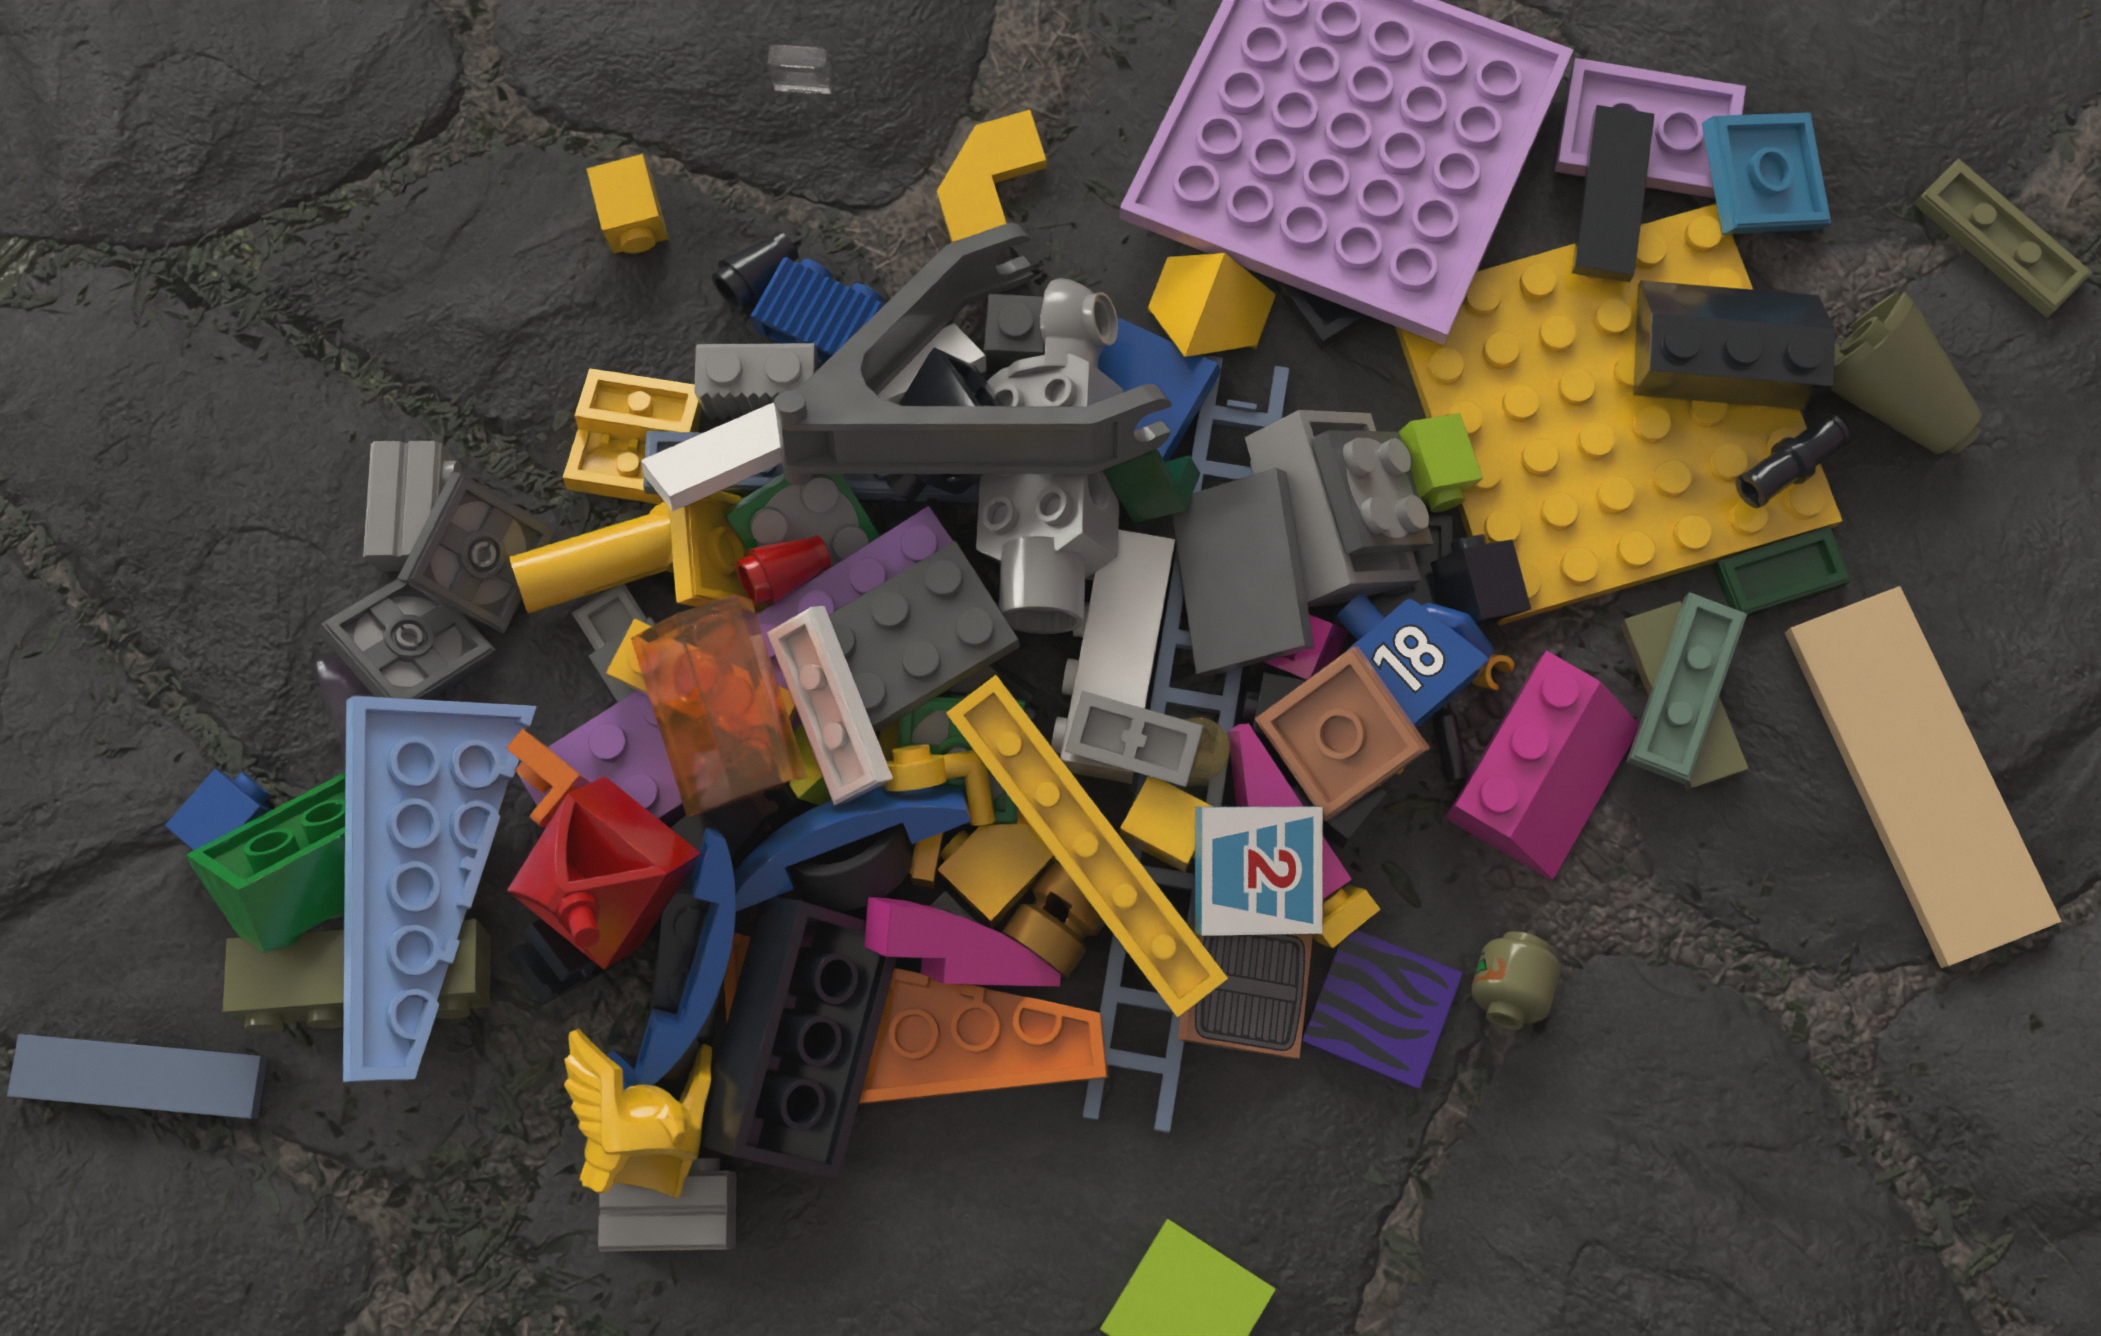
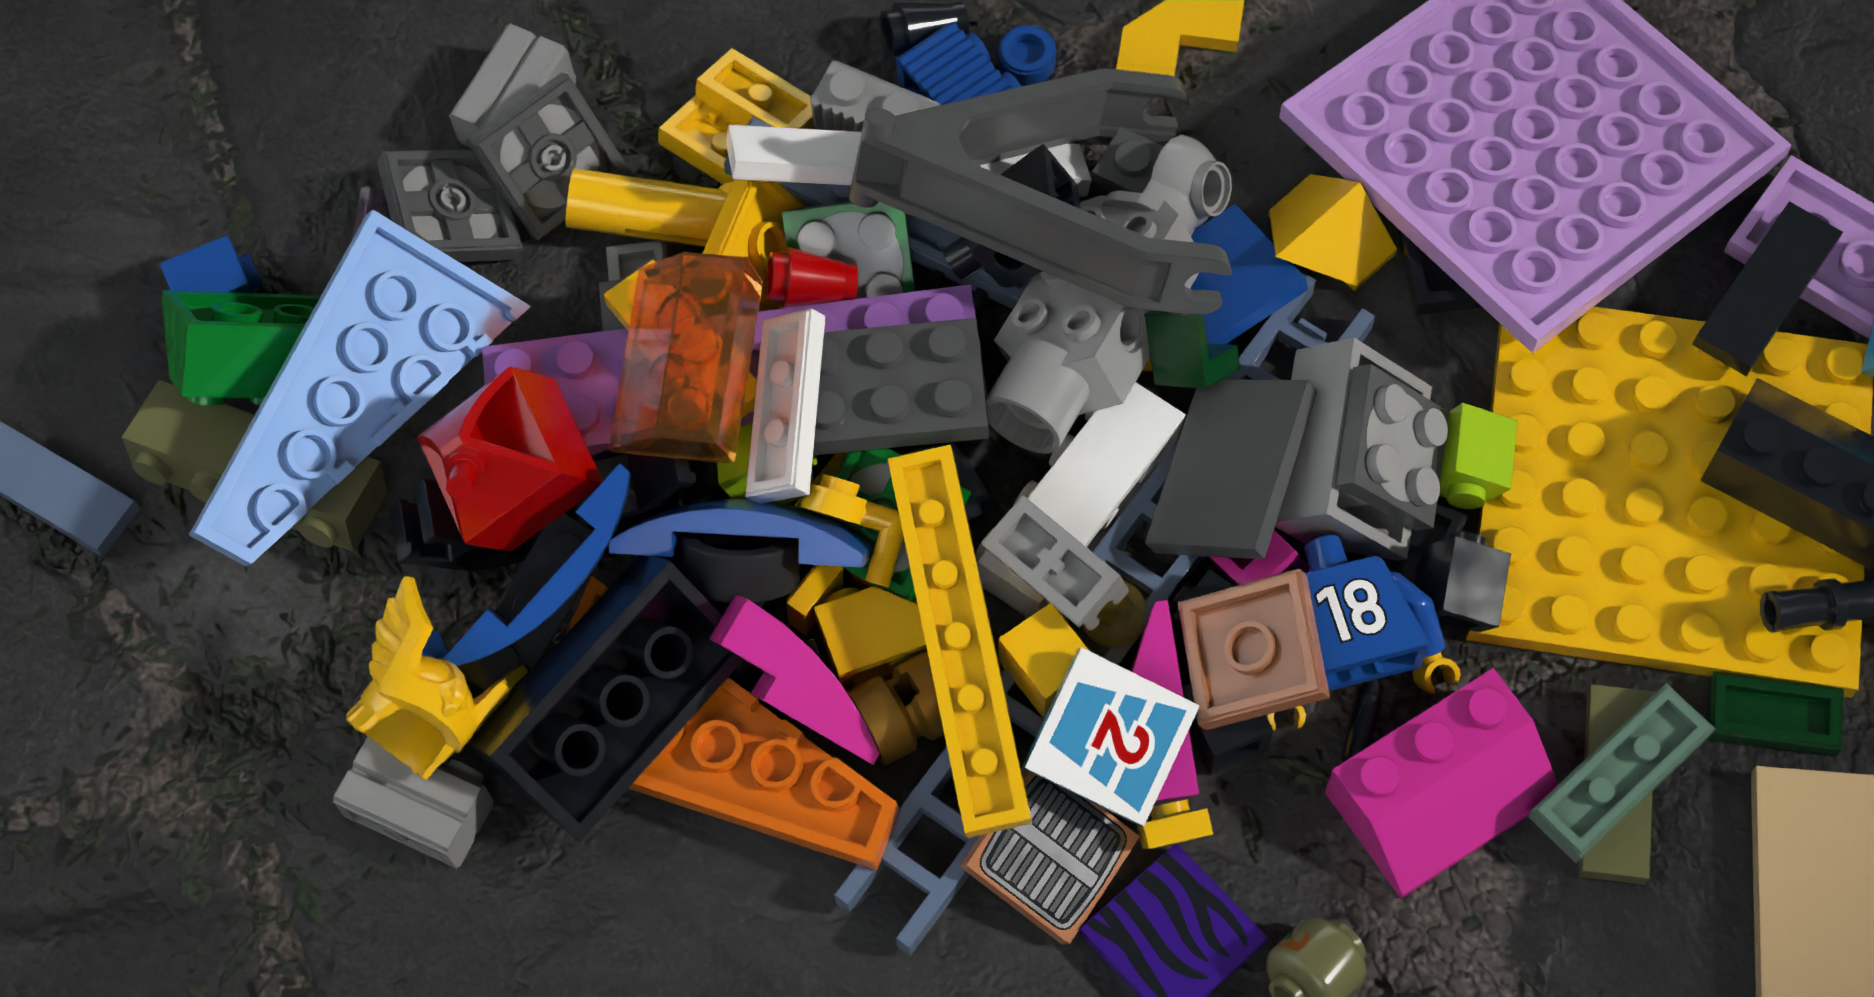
camera: 25 degrees right, 10 degrees down
(541, 770) = (501, 346): orange bracket -> none
(861, 254) = (1027, 54): none -> blue tile

